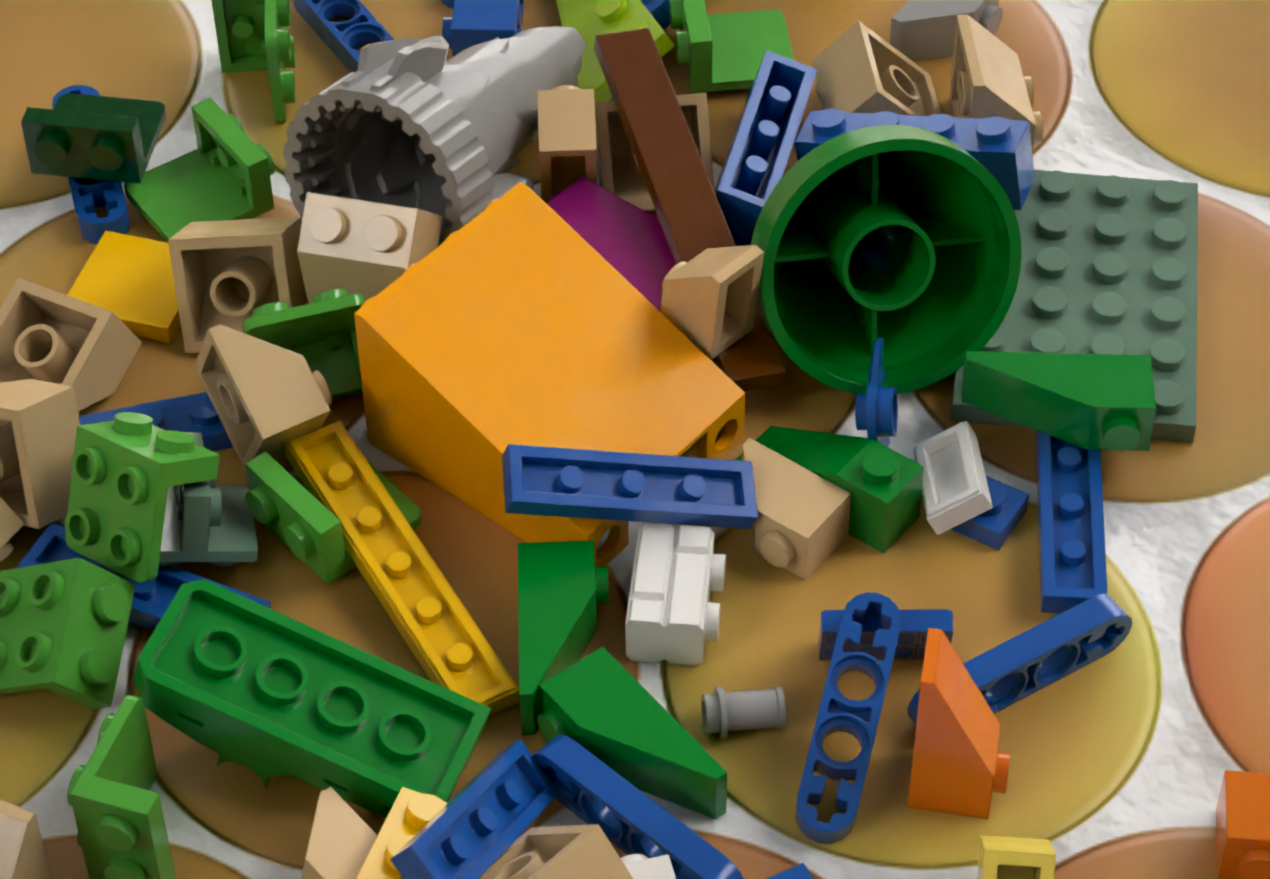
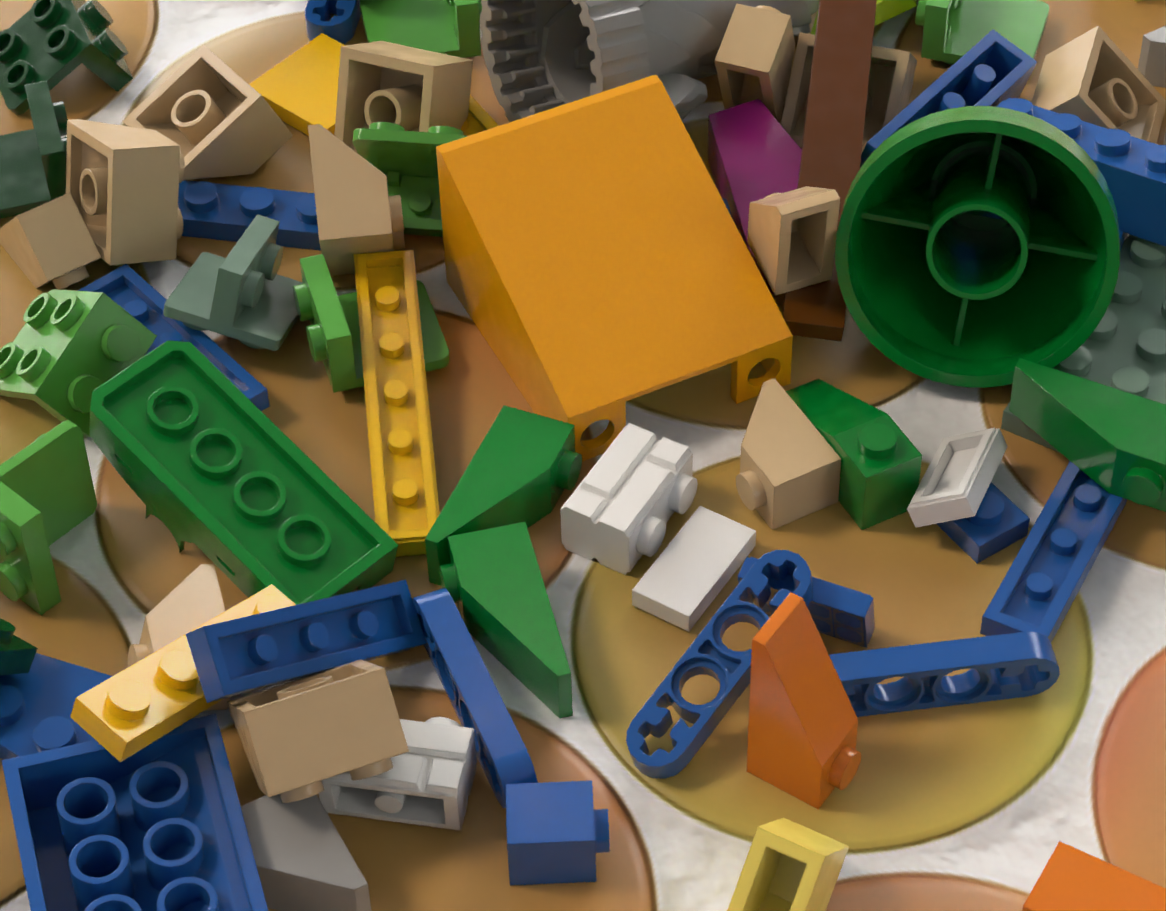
camera: 25 degrees right, 0 degrees up
(123, 487) = (174, 229): bright green bracket -> none
(361, 243) = (495, 88): tan slope -> none
(628, 486) = (625, 384): blue plate -> none
(742, 710) = (634, 626): light grey pin -> none
(761, 636) = (693, 568): none -> white tile
(878, 407) = (910, 384): blue plate -> none

